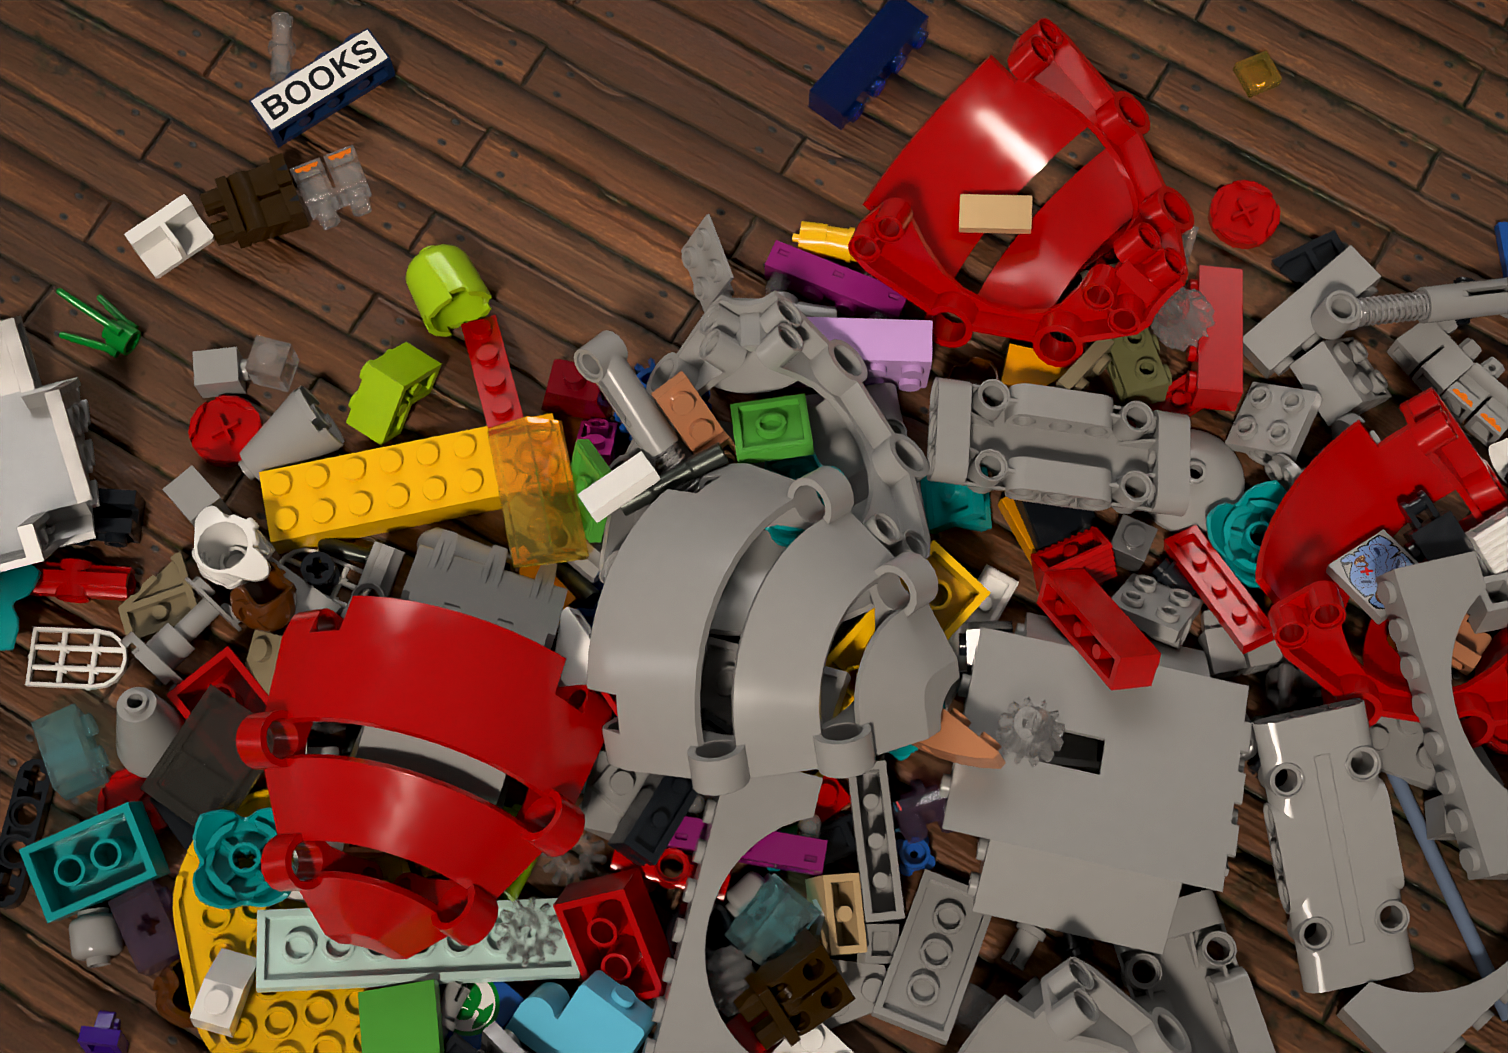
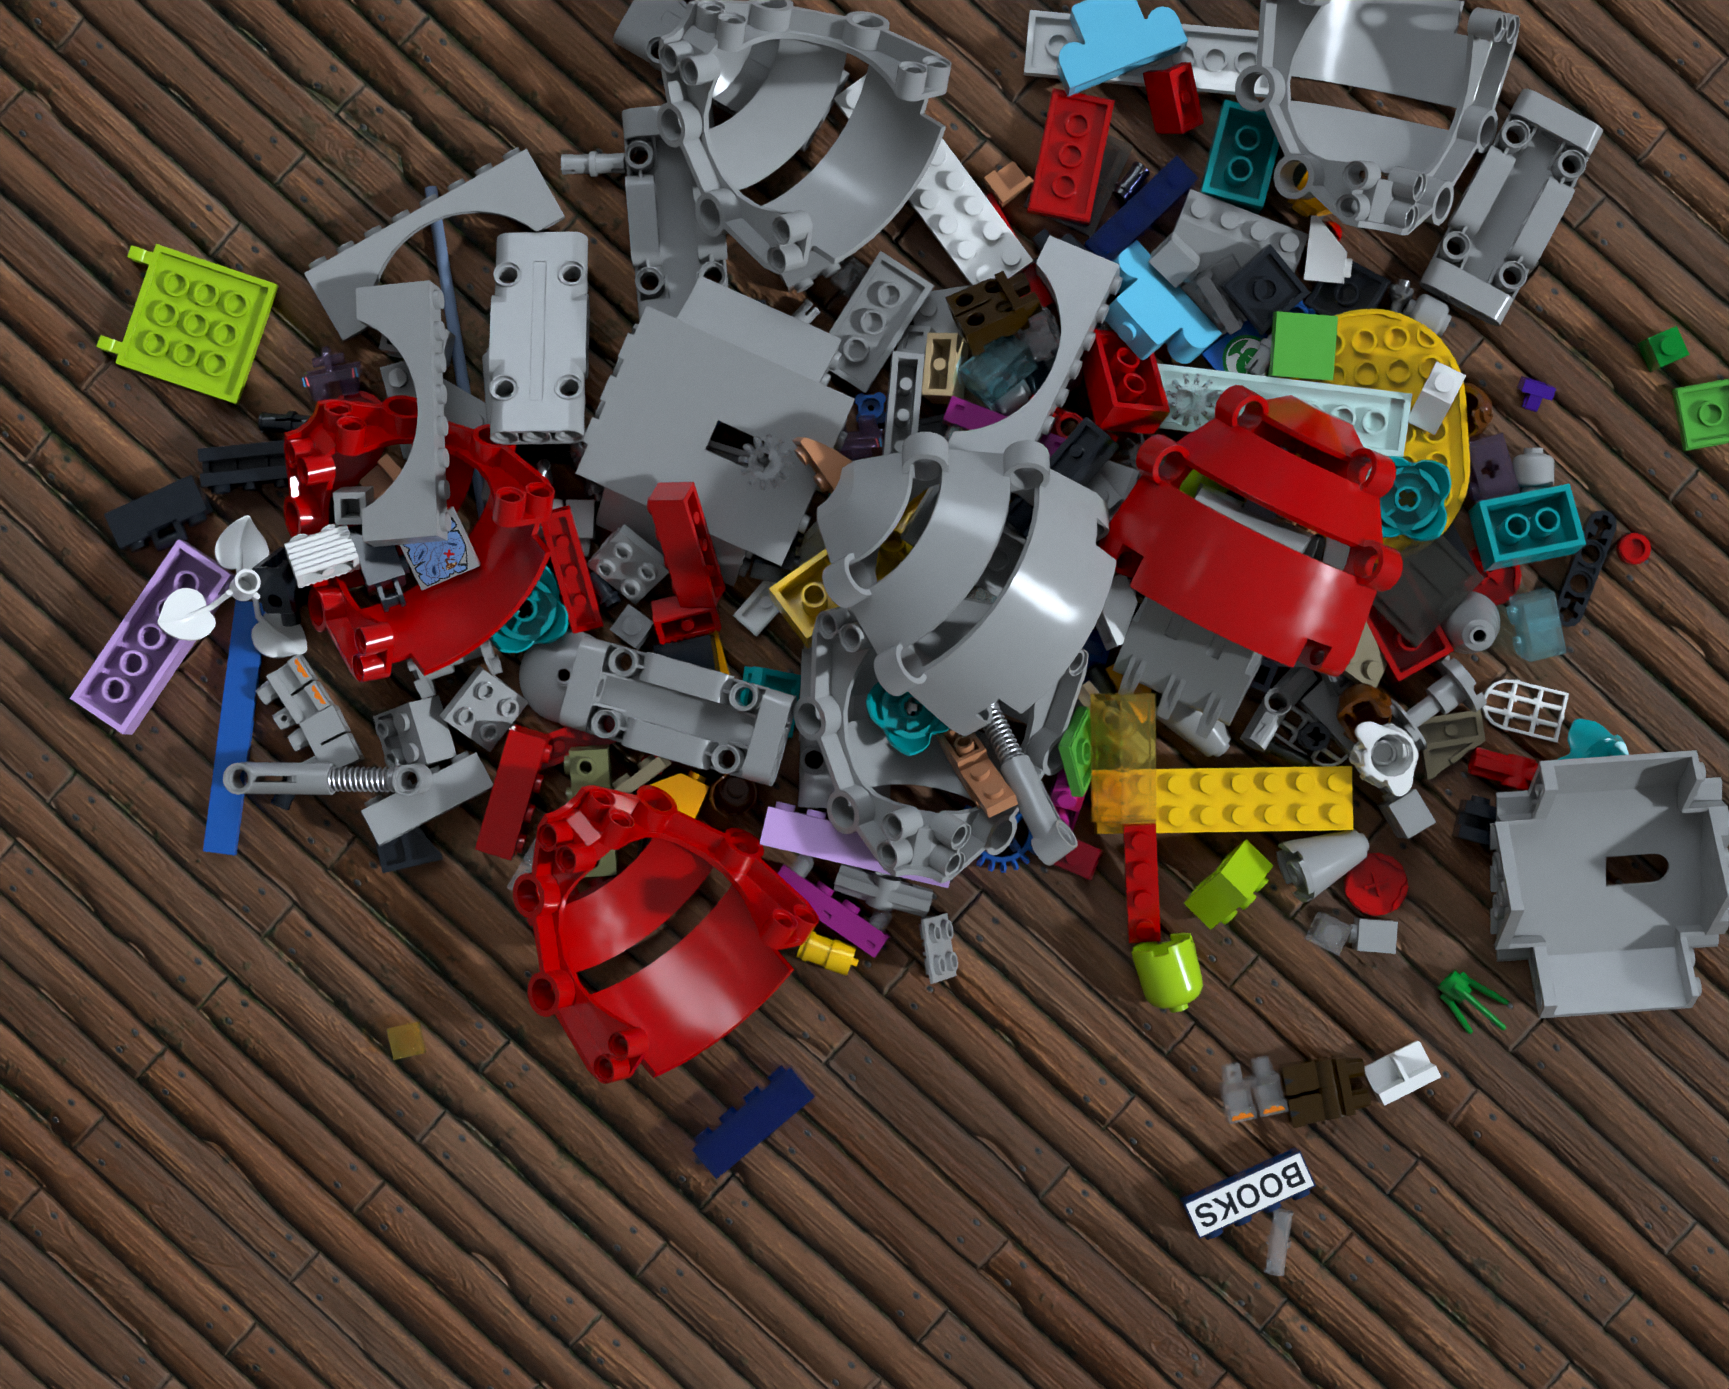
camera: 170 degrees left, 15 degrees up
(619, 487) = (1058, 733): white tile -> none
(692, 468) = (992, 737): pearl dark grey piece -> none
(771, 429) = (920, 763): bright green tile -> none
(995, 214) = (678, 941): tan tile -> none
(1183, 319) = (537, 801): clear gear -> none
(1243, 214) = (454, 909): red tile -> none

